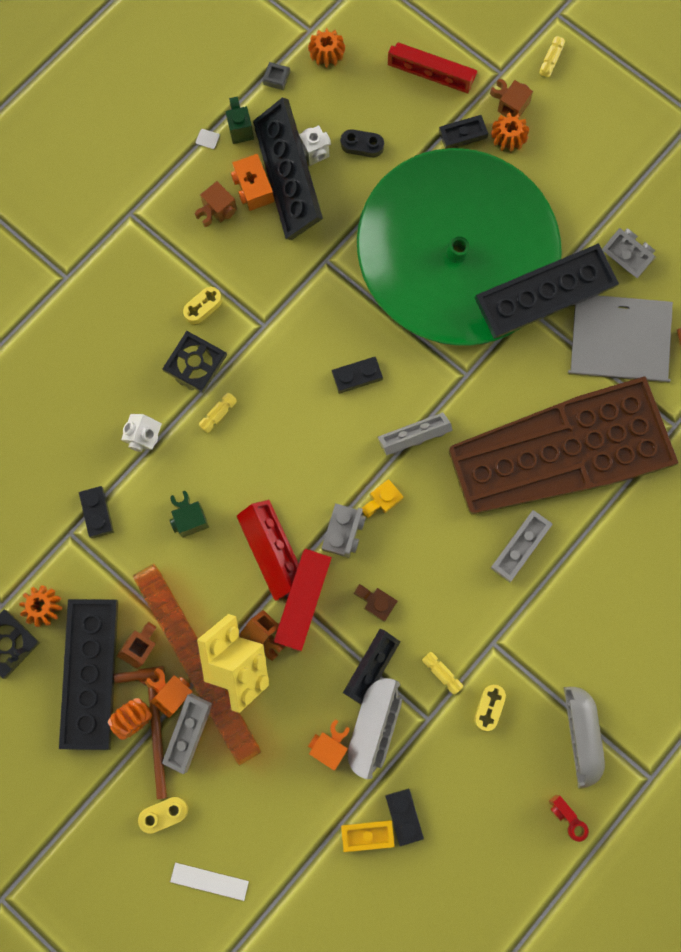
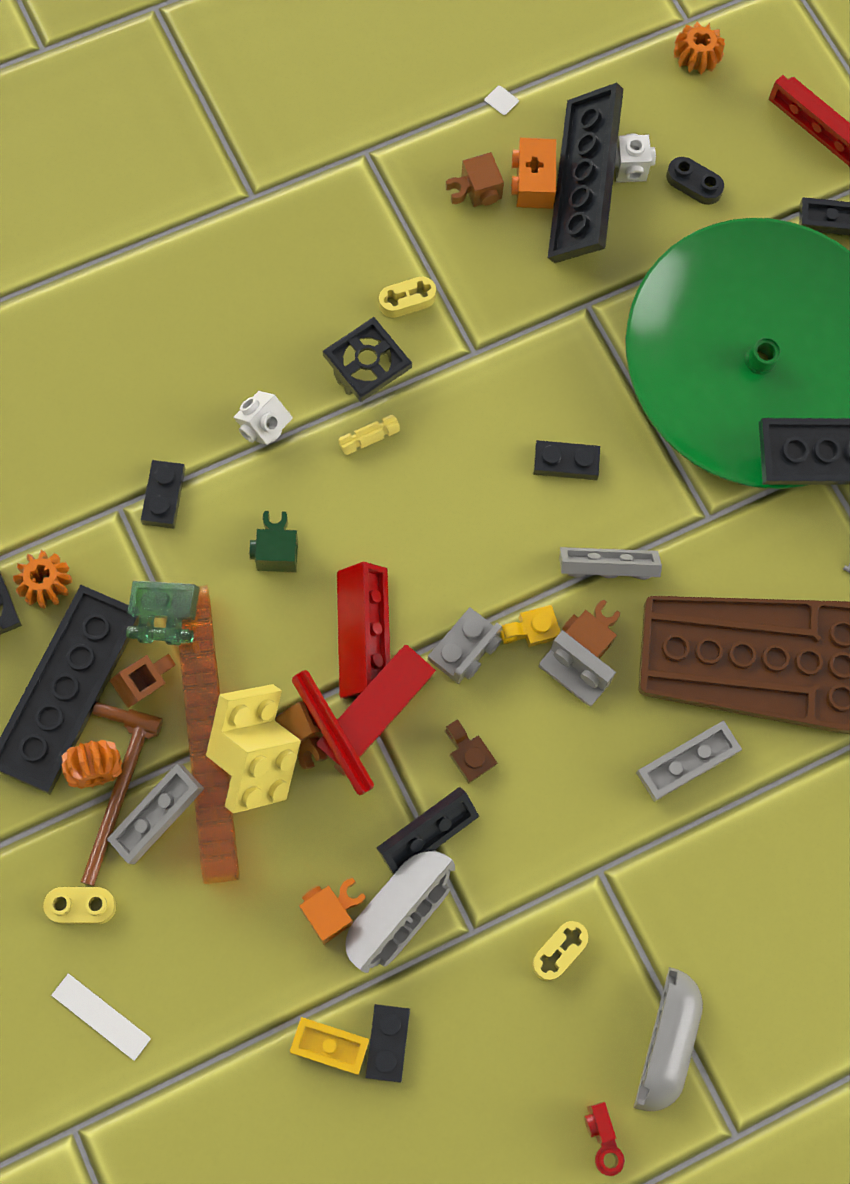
camera: 15 degrees right, 5 degrees down
(129, 588) = (166, 601): none -> clear green plate
(170, 694) = (154, 755): orange brick -> none
(239, 122) = (549, 94): dark green brick -> none
(276, 76) = (621, 58): dark grey tile -> none
(281, 629) = (332, 732): none -> red axle
(422, 489) = (592, 630): none -> dark orange brick
(423, 516) = (577, 669): none -> light grey bracket
(442, 673) = (516, 880): light yellow axle -> none

